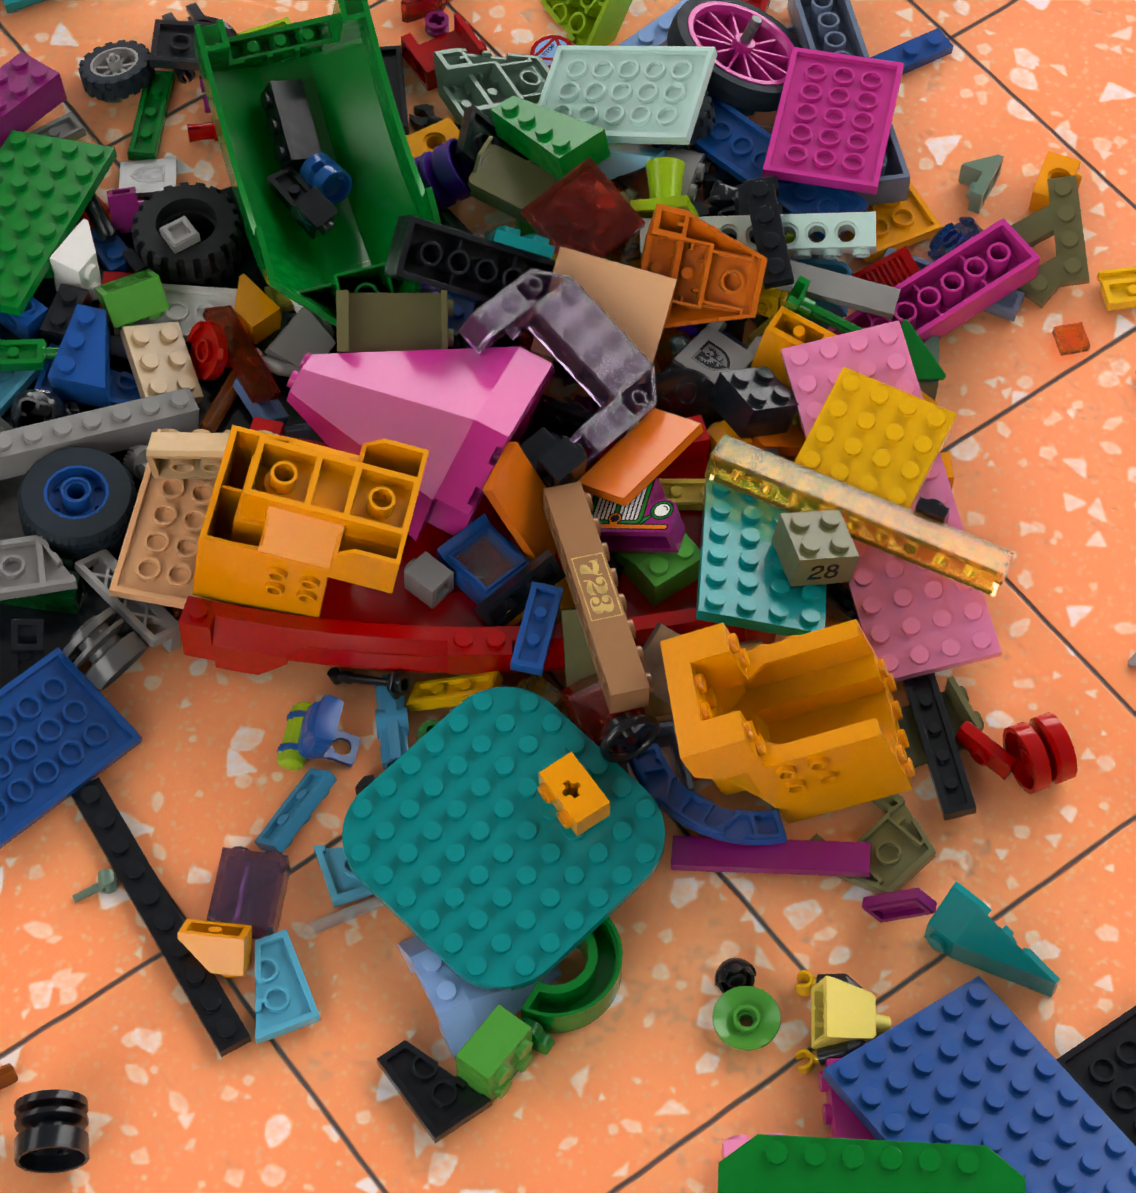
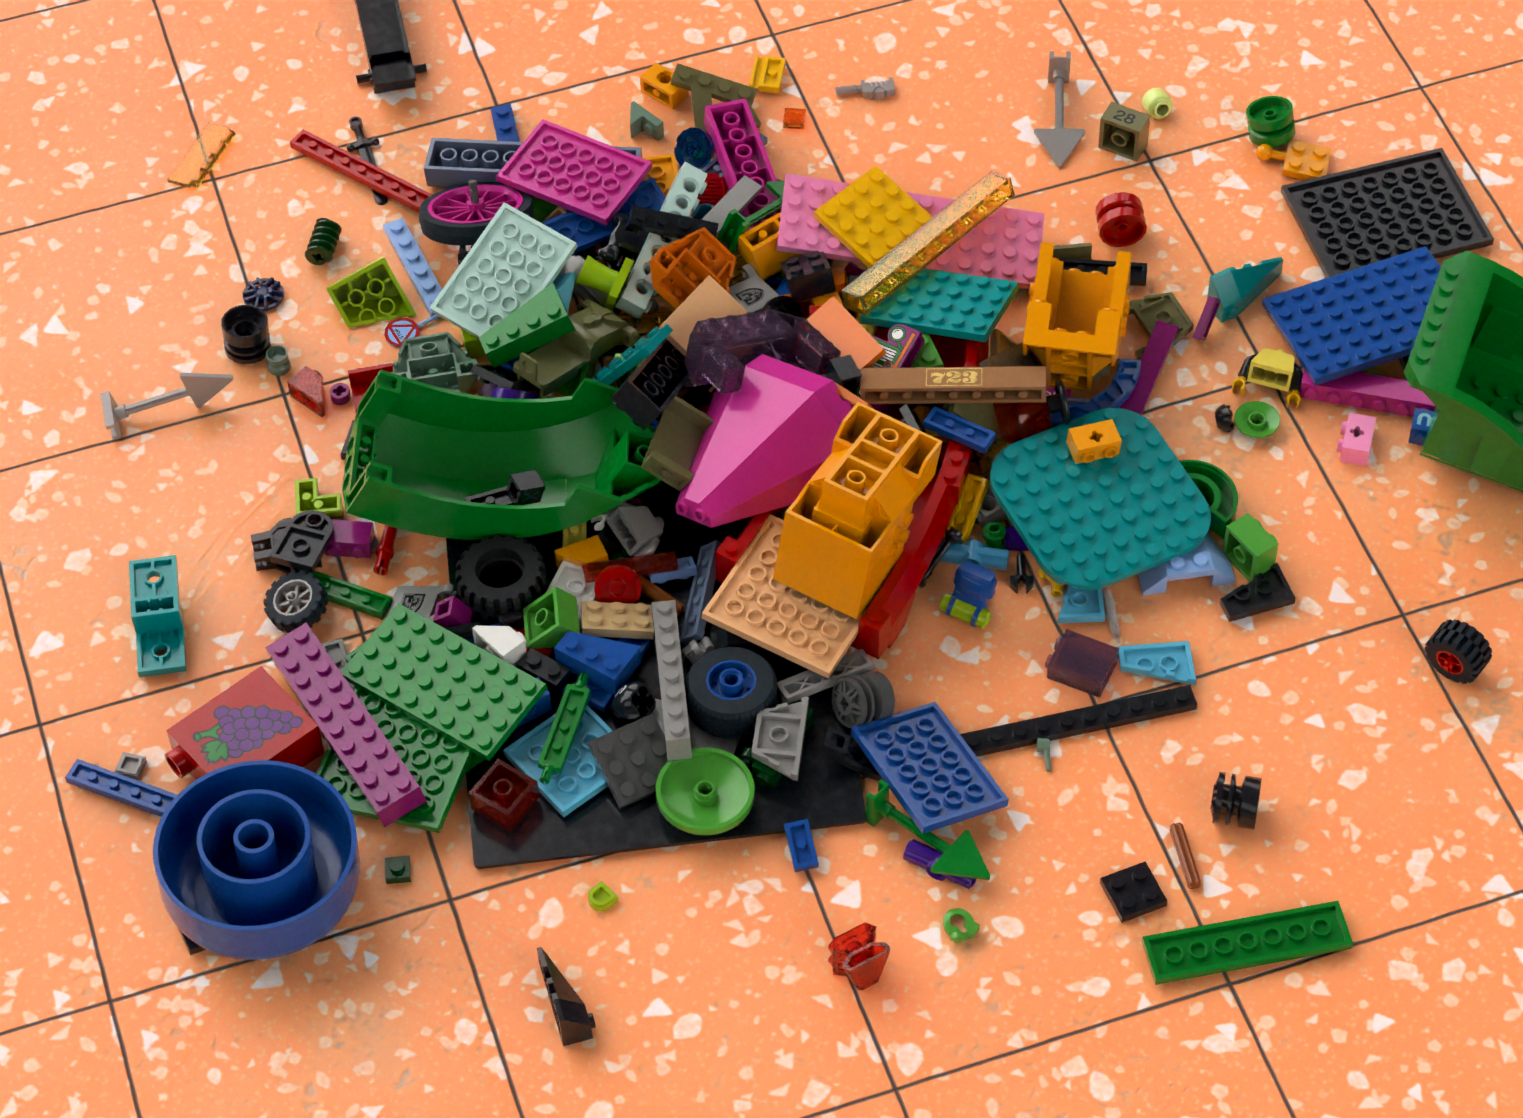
camera: 70 degrees left, 5 degrees down
(180, 234) = (514, 571): light grey tile -> none
(187, 454) = (748, 573): tan slope -> none
(219, 945) = (1122, 680): light orange slope -> none
(289, 122) = (431, 481): black brick -> none
(295, 810) = (1025, 624): dark azure plate -> none
(327, 176) = (488, 478): blue wheel -> none
(584, 213) = (611, 322): clear red plate -> none
(815, 547) = (953, 266): olive brick -> none
(933, 509) = (941, 202): black plate -> none
(985, 750) = (1106, 248): red plate -> none

